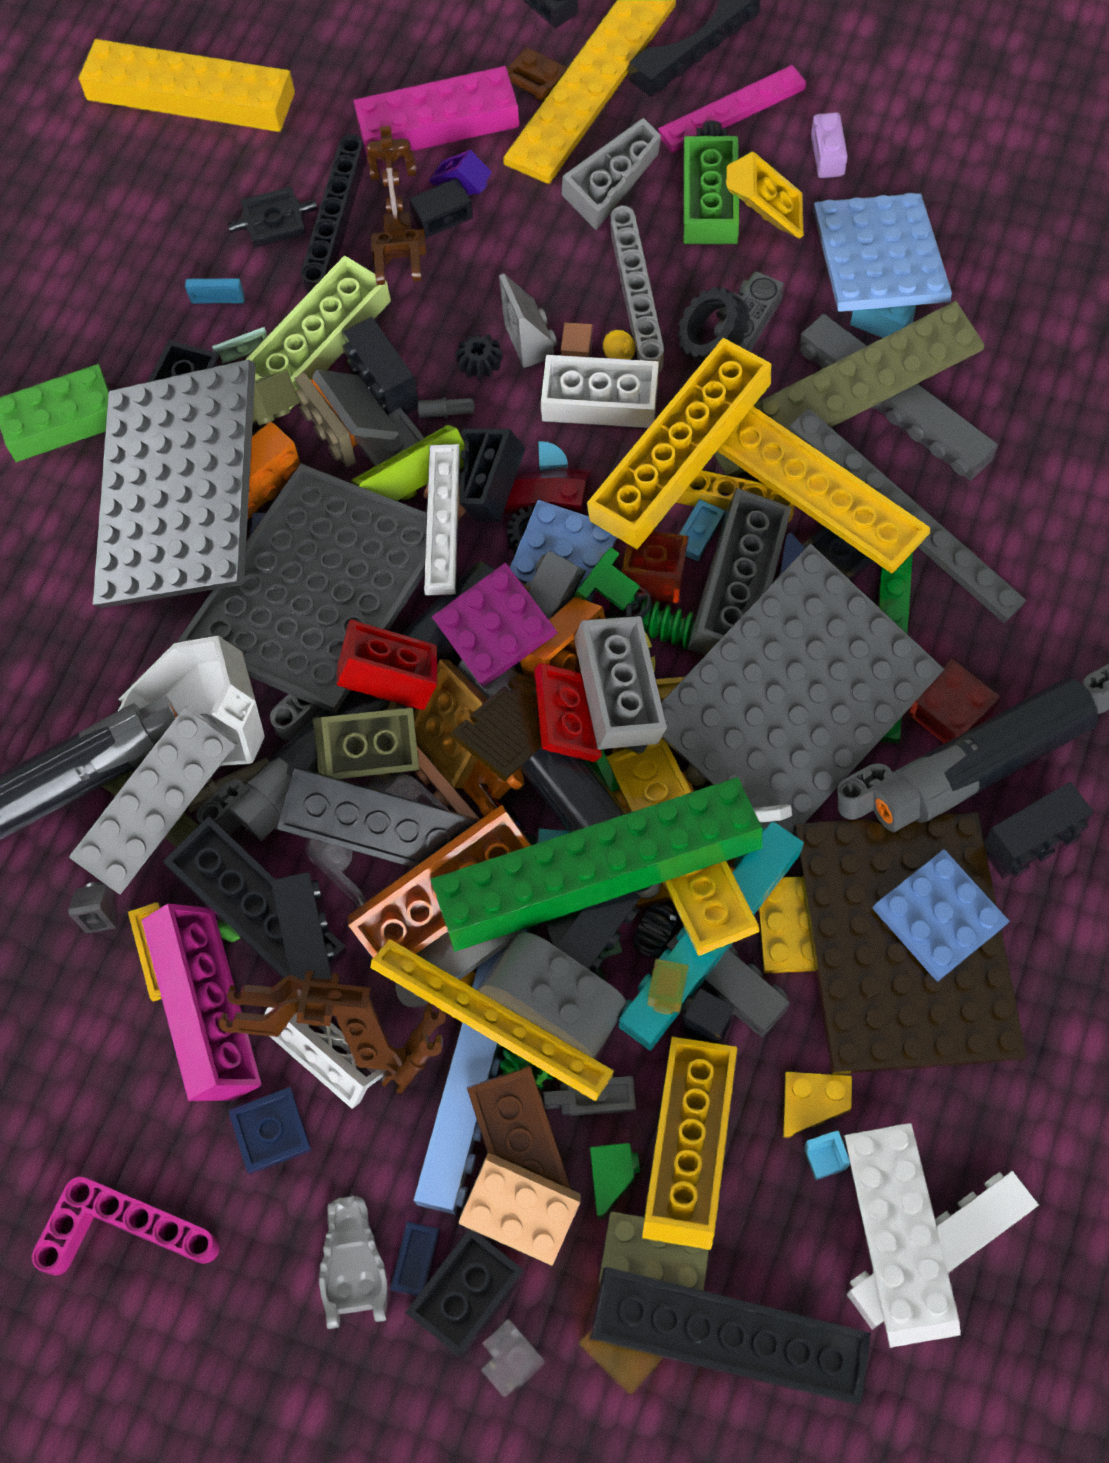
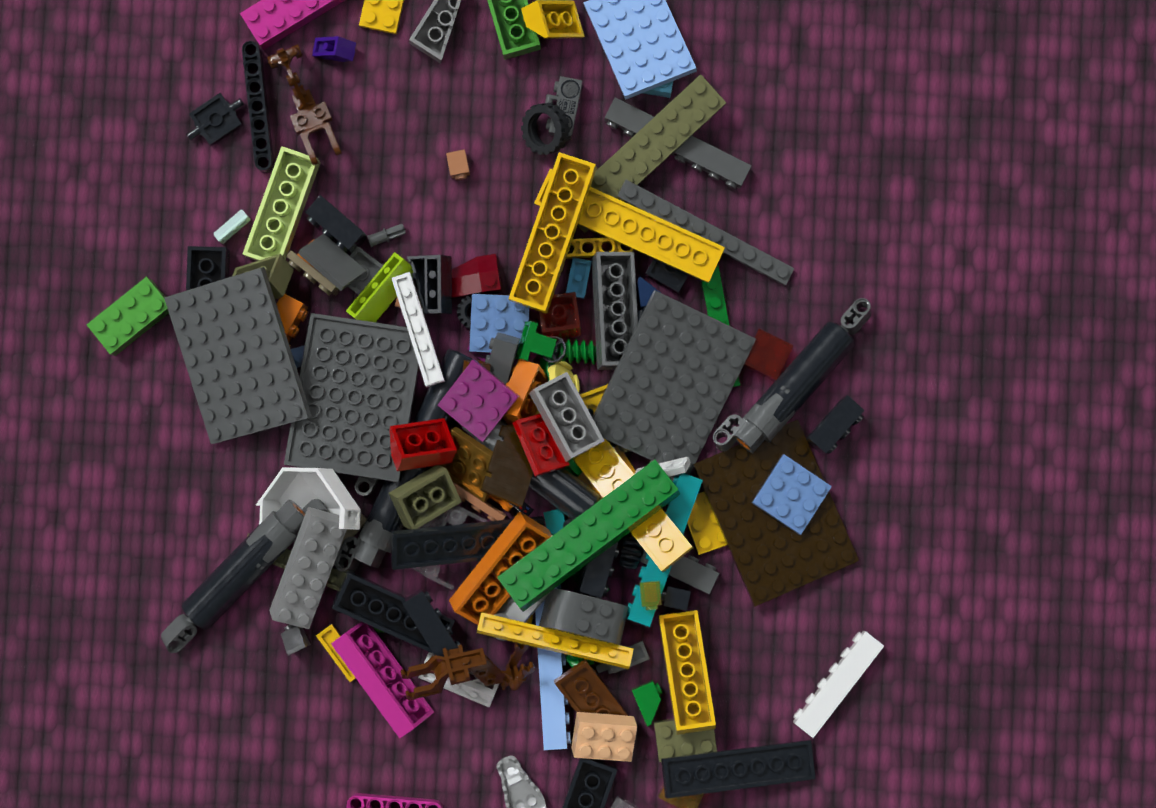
camera: 20 degrees left, 20 degrees up
(187, 85) = (112, 27): yellow brick -> none
(215, 290) = (199, 191): dark azure tile -> none
(269, 1130) = (447, 734): dark blue plate -> none
(415, 1259) = (553, 778): dark blue tile -> none
(441, 207) = (329, 79): black brick -> none
(479, 356) = (388, 193): black gear -> none
(525, 324) = (422, 163): light grey slope -> none
(551, 456) = (467, 251): medium azure tile -> none
(599, 391) = (485, 197): white brick -> none
(618, 345) = (486, 157): yellow hat -> none
(636, 286) = (483, 99): light grey beam -> none
(814, 1099) = (747, 621): yellow wing -> none
(826, 1155) = (762, 651): medium azure panel -> none
(902, 1236) = (814, 686): white brick -> none

